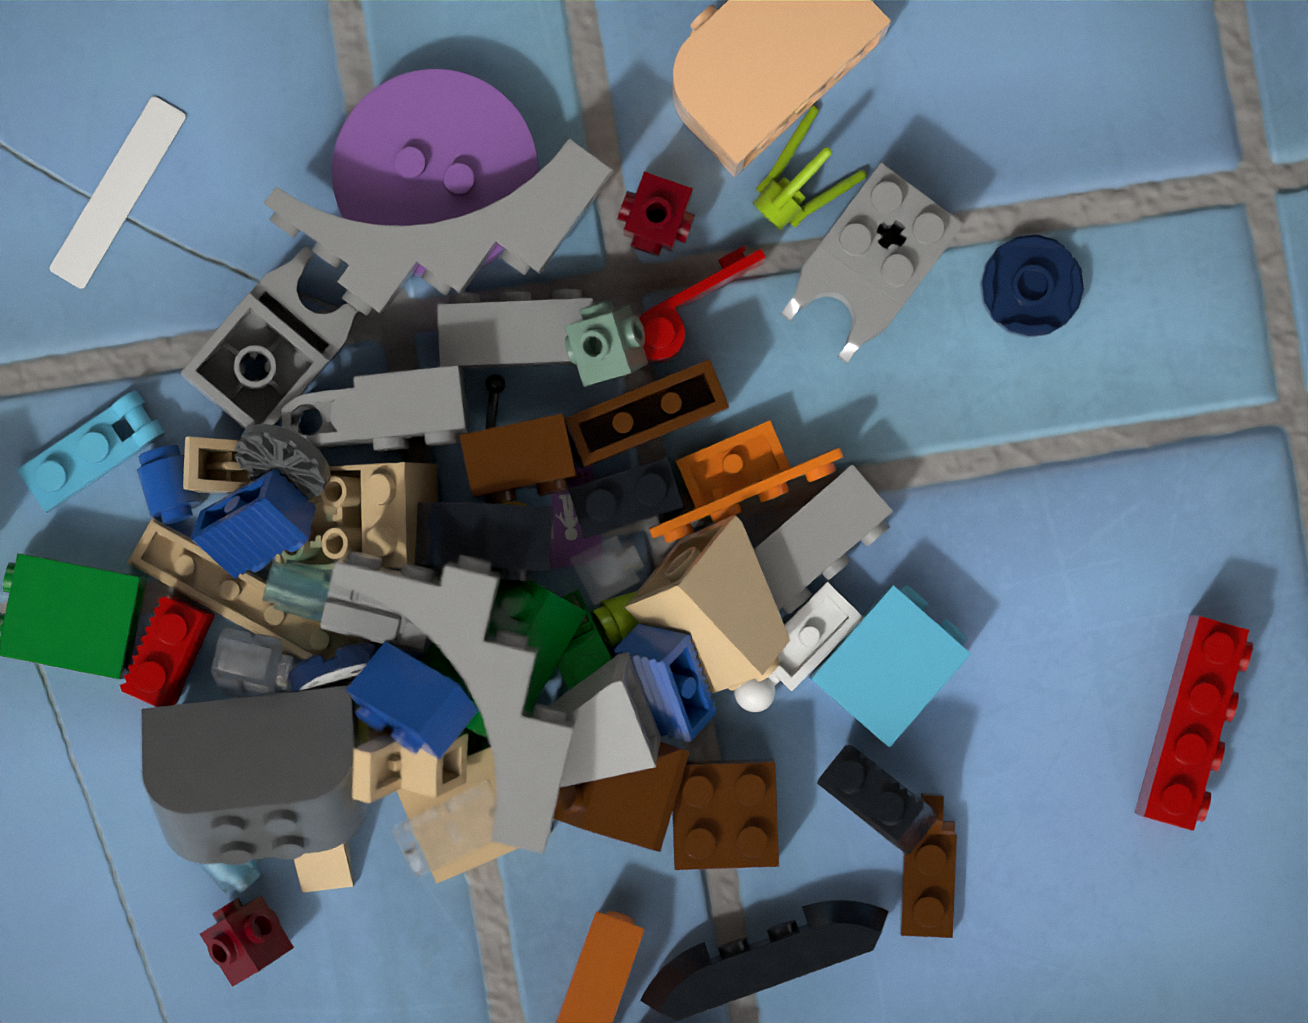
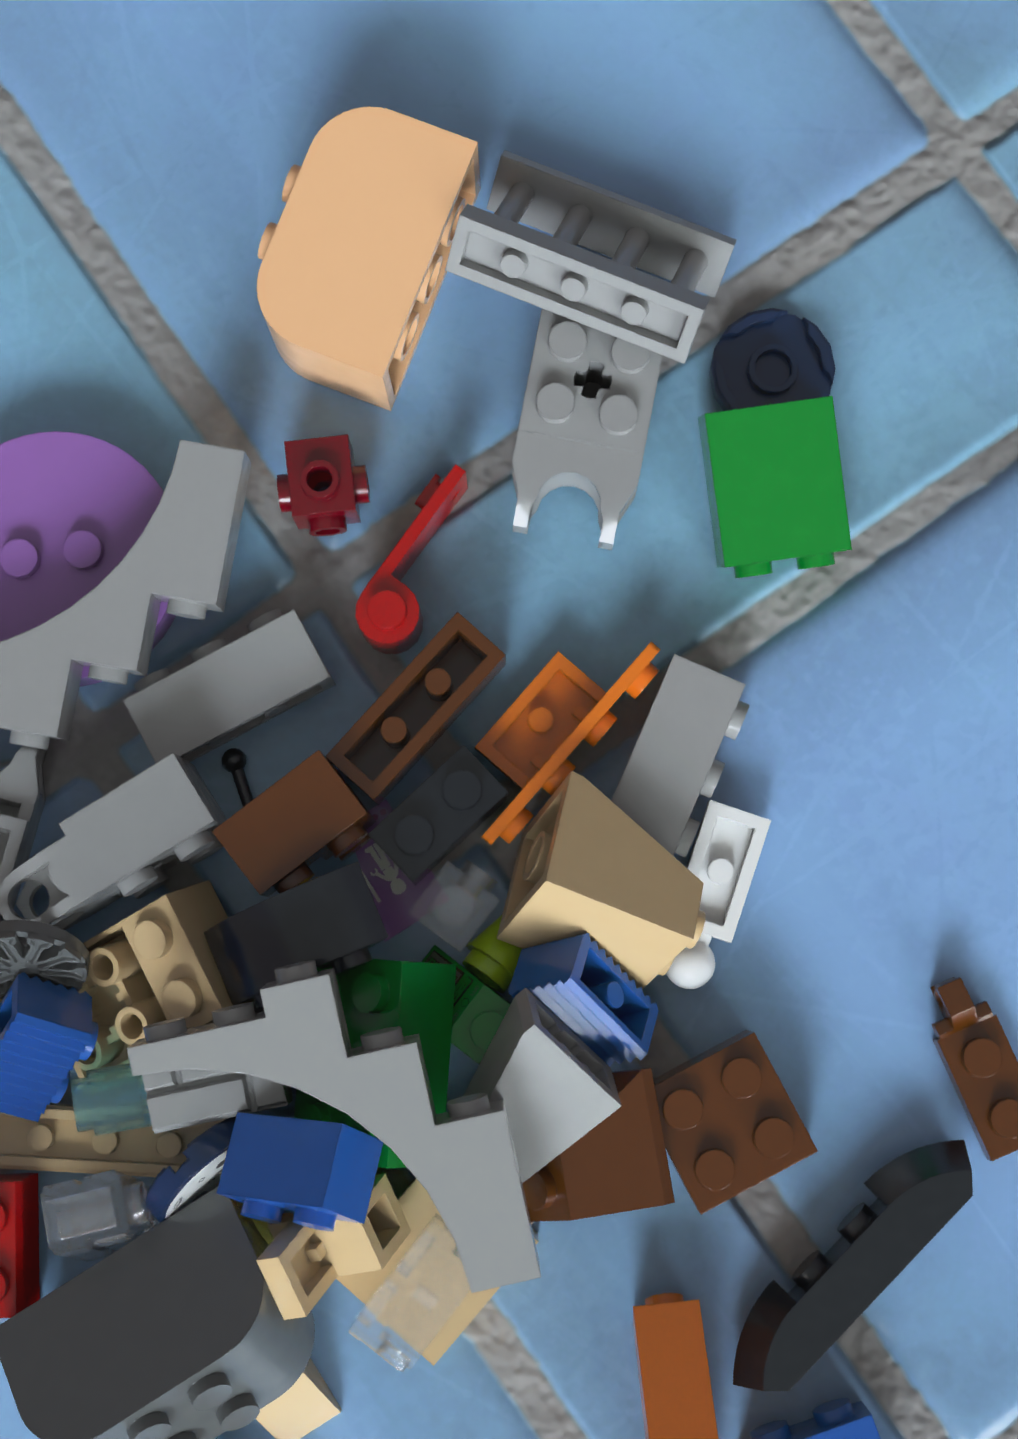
camera: 20 degrees left, 5 degrees down
(605, 342) = (330, 647): sand green brick -> none
(781, 200) = (453, 408): lime plant -> none
(878, 798) = (890, 1017): black brick -> none
(892, 663) = (828, 856): medium azure brick -> none
(914, 162) = (578, 282): none -> light grey fence
(987, 375) = (775, 485): none -> green brick

